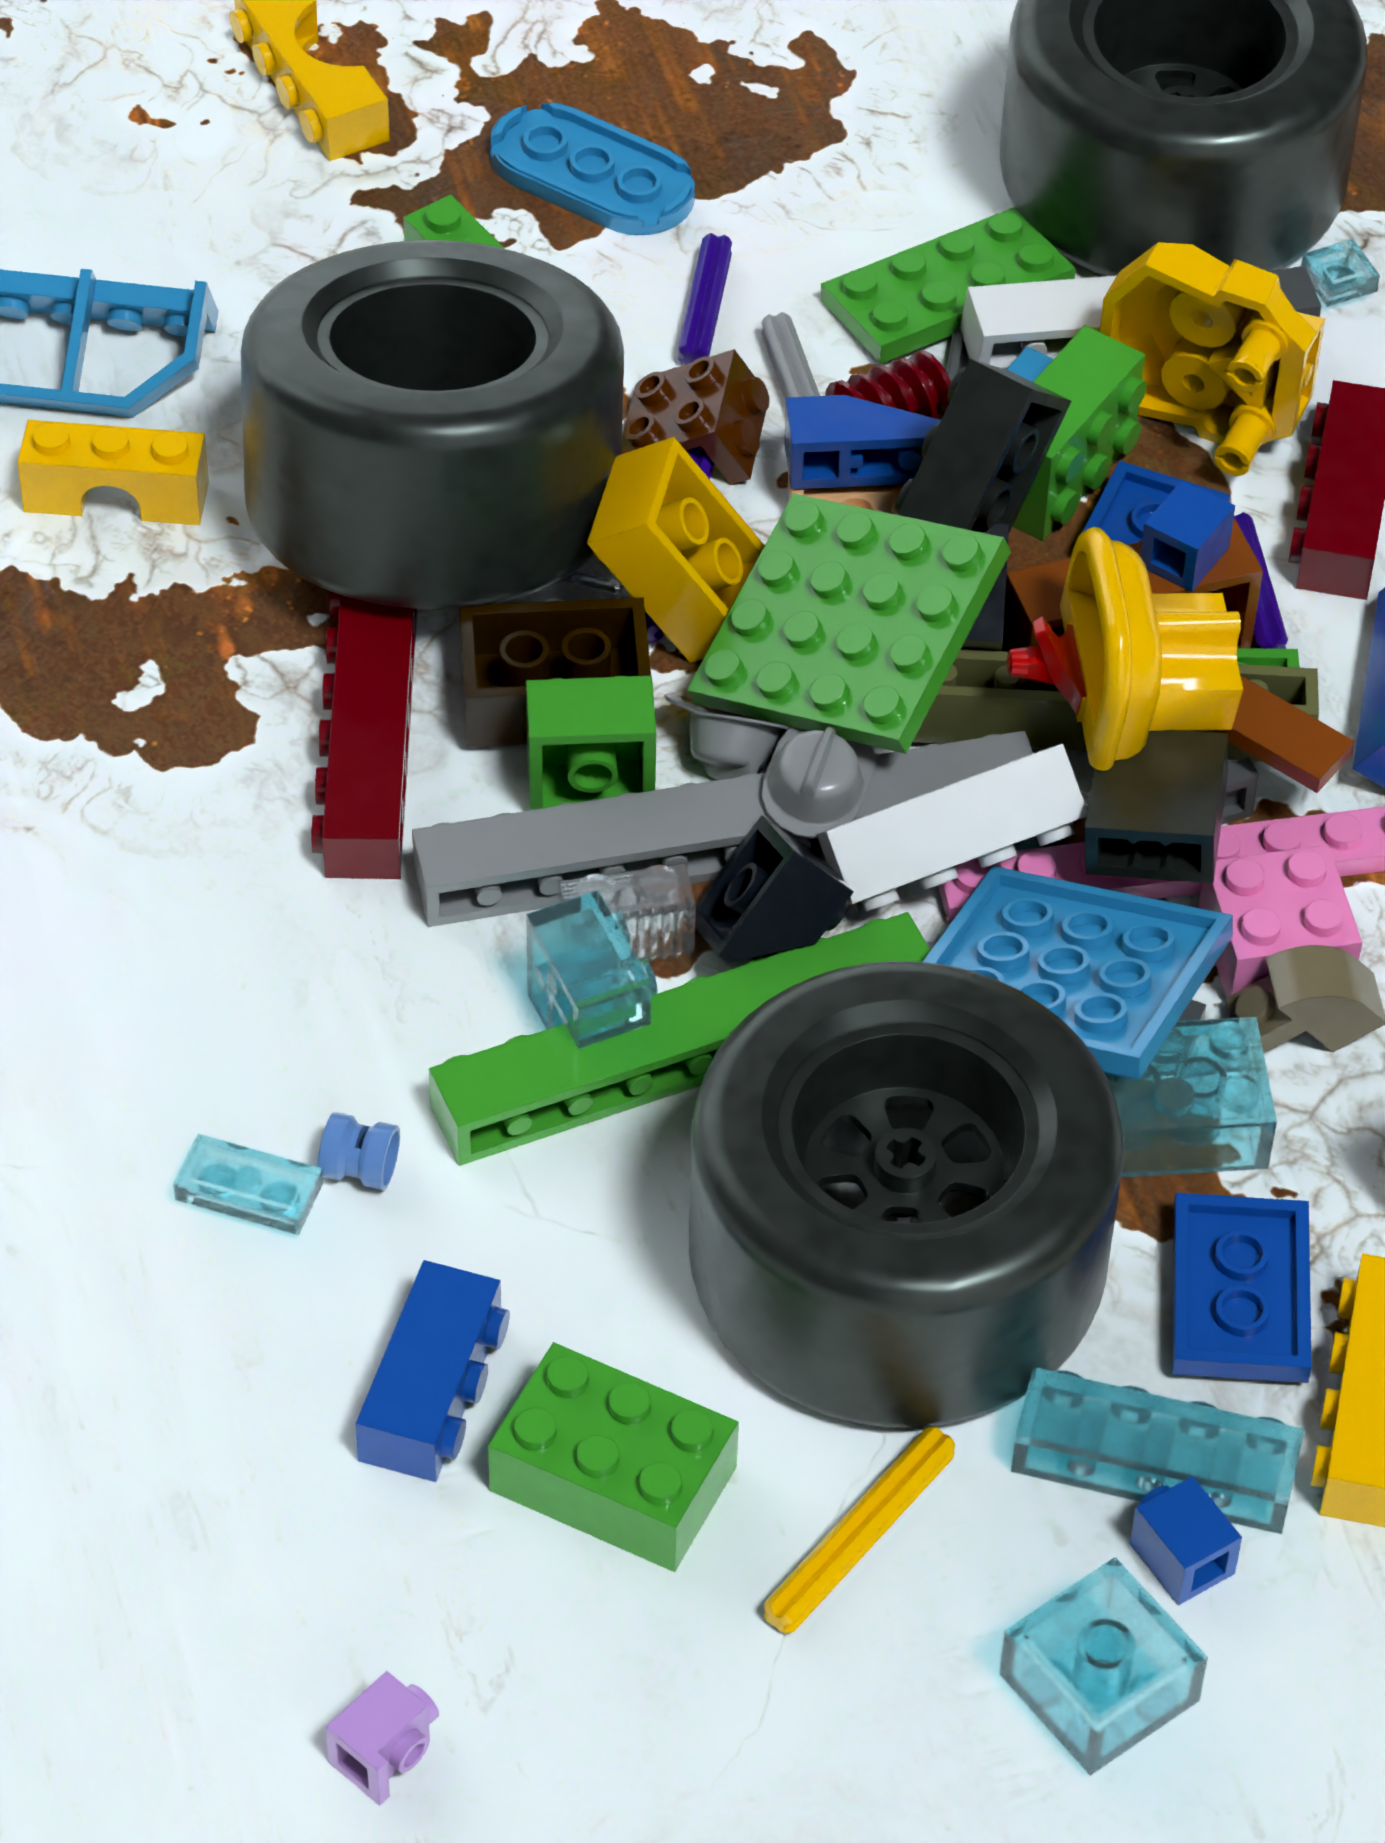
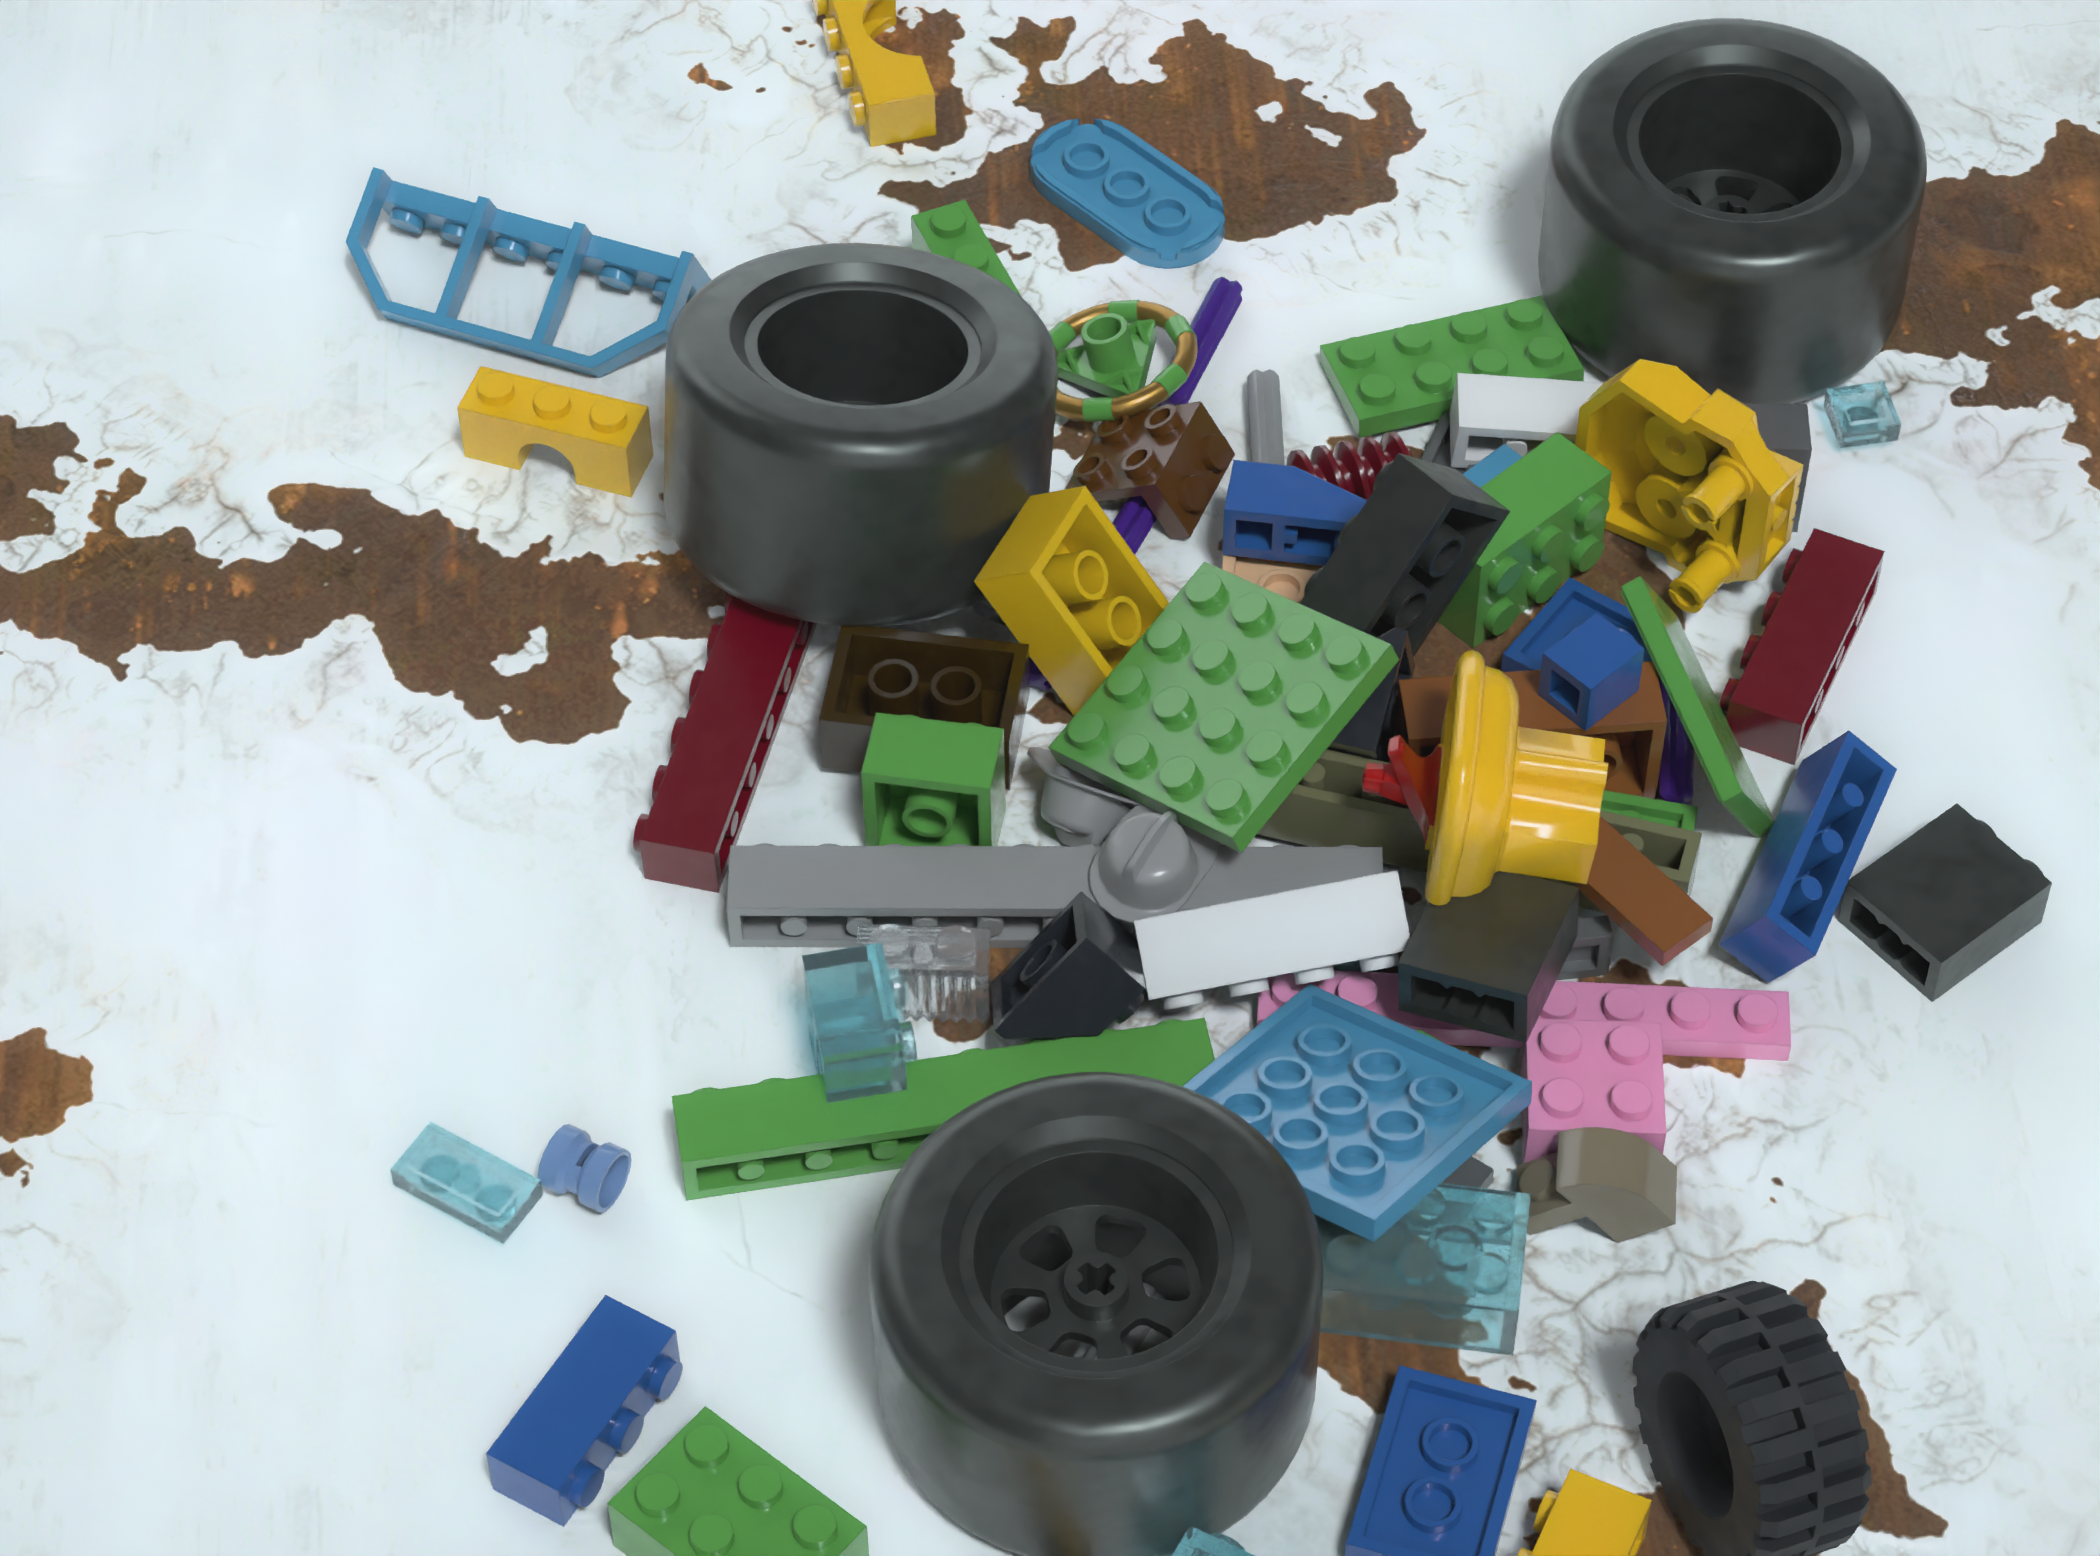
camera: 15 degrees right, 0 degrees up
(639, 308) = (1119, 358): none -> bright green piece
(1281, 558) = (1697, 707): none -> bright green tile

